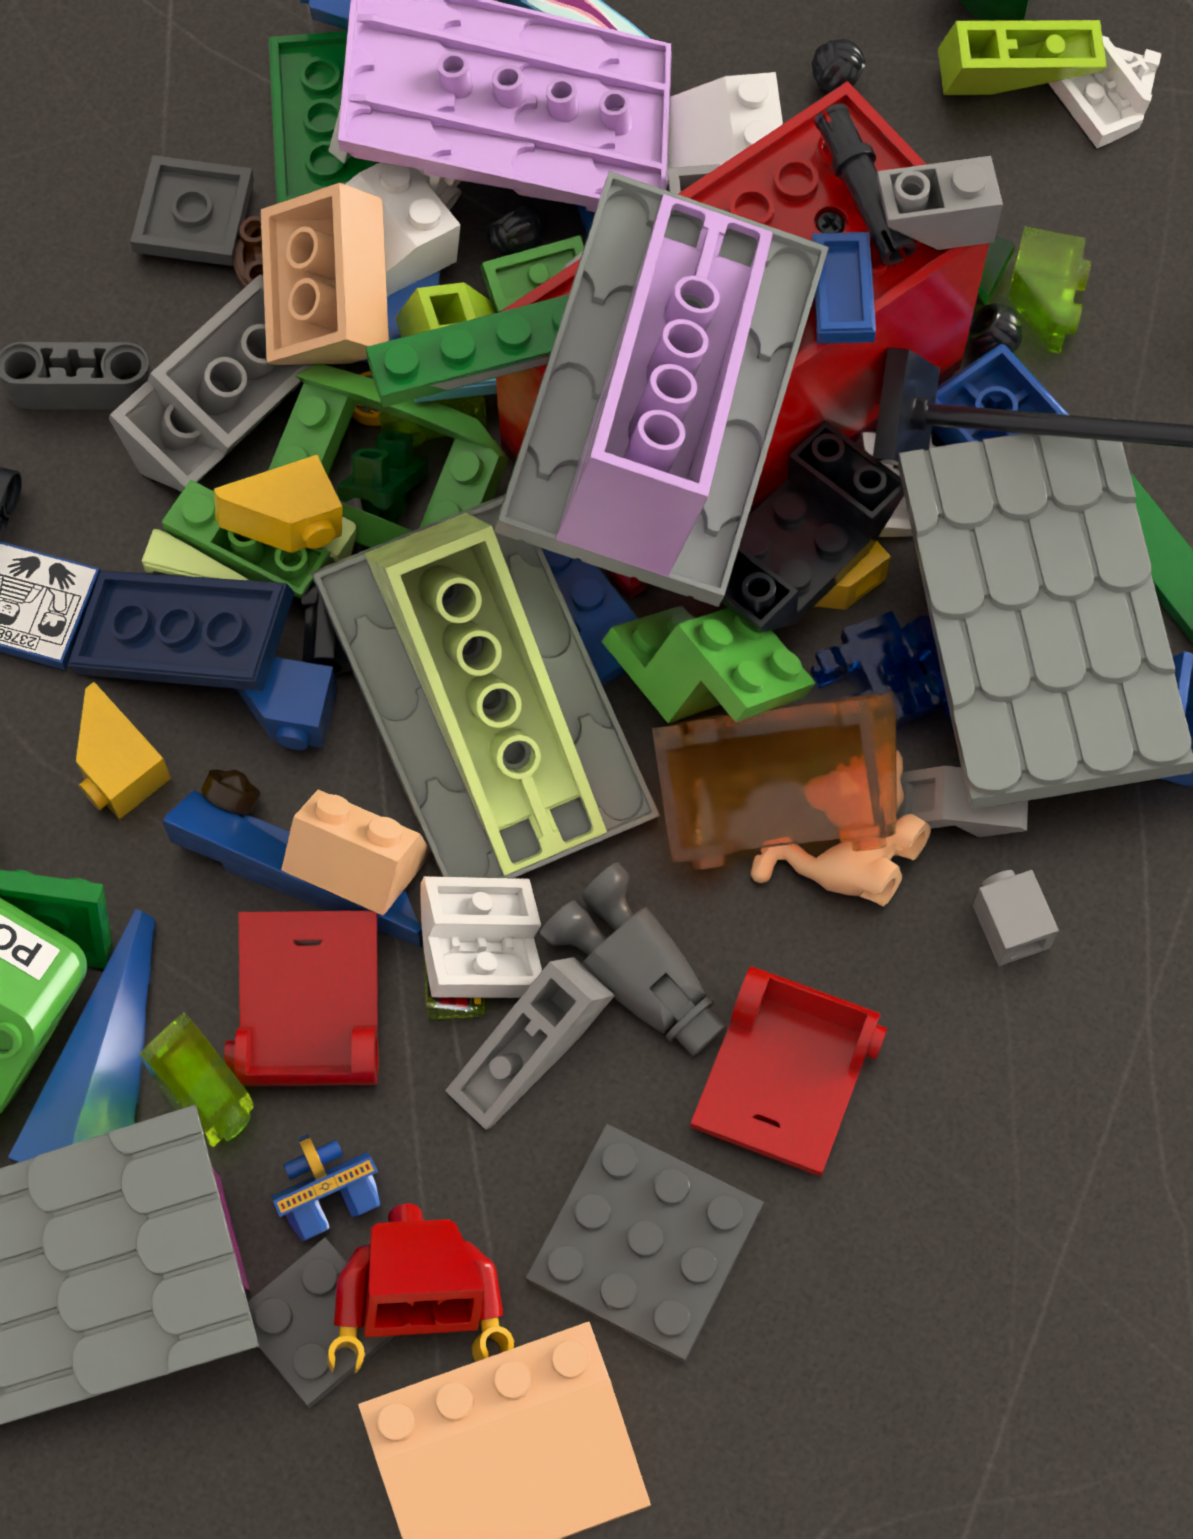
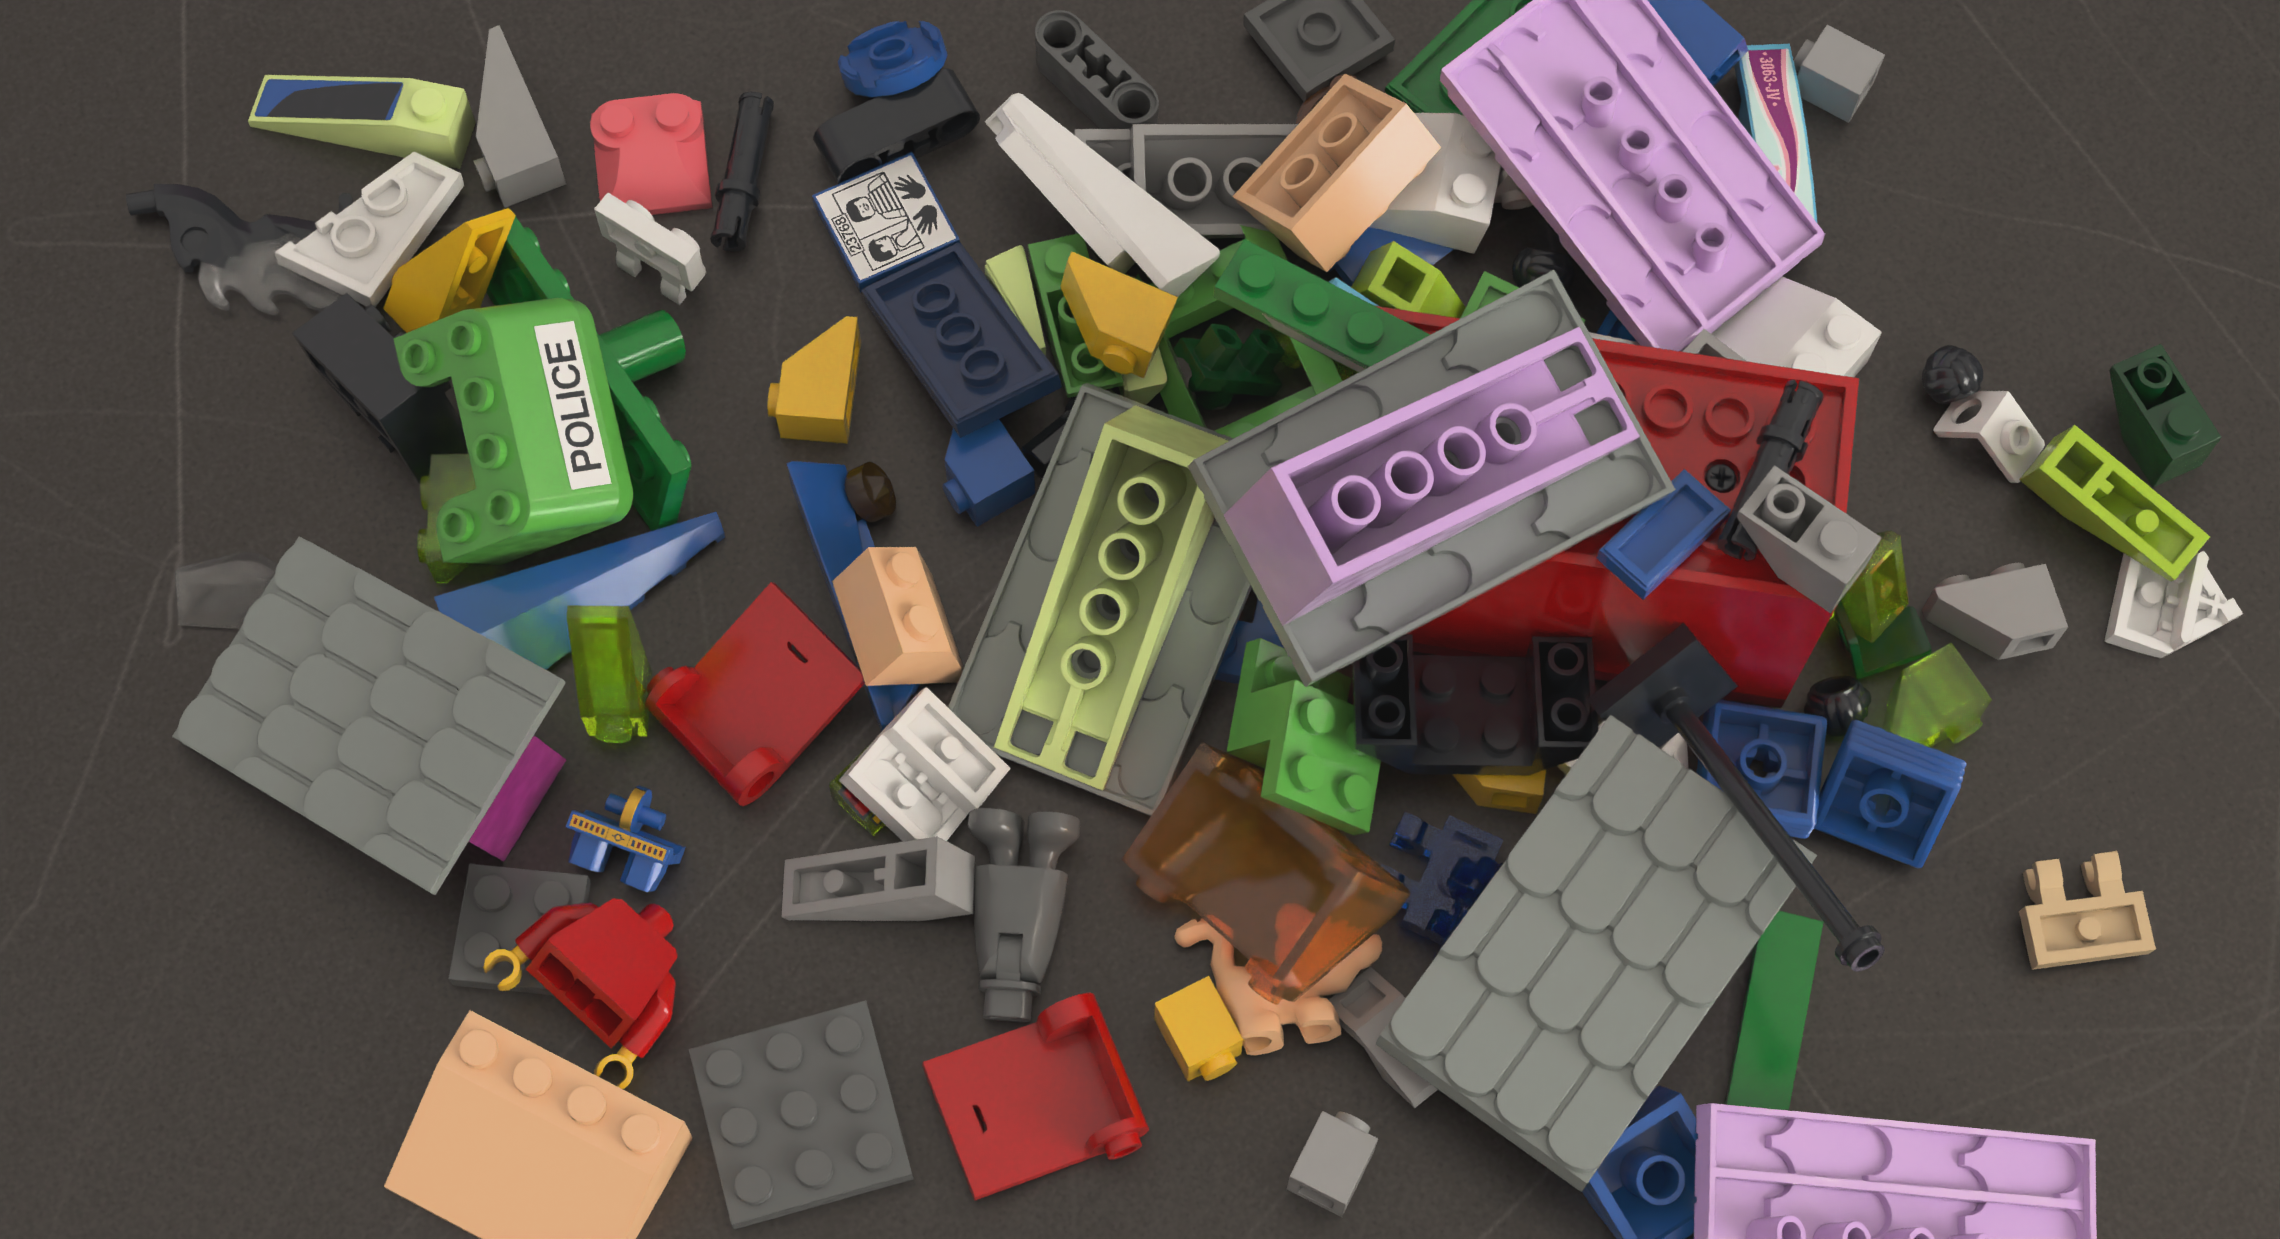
camera: 45 degrees right, 0 degrees up
(177, 446) = (1101, 201): none -> white wedge
(842, 920) = (1199, 1030): none -> yellow brick
(903, 71) = (1999, 428): none -> white bracket
(1032, 177) = (2000, 613): none -> light grey slope
(1091, 351) = (1888, 793): none -> blue brick

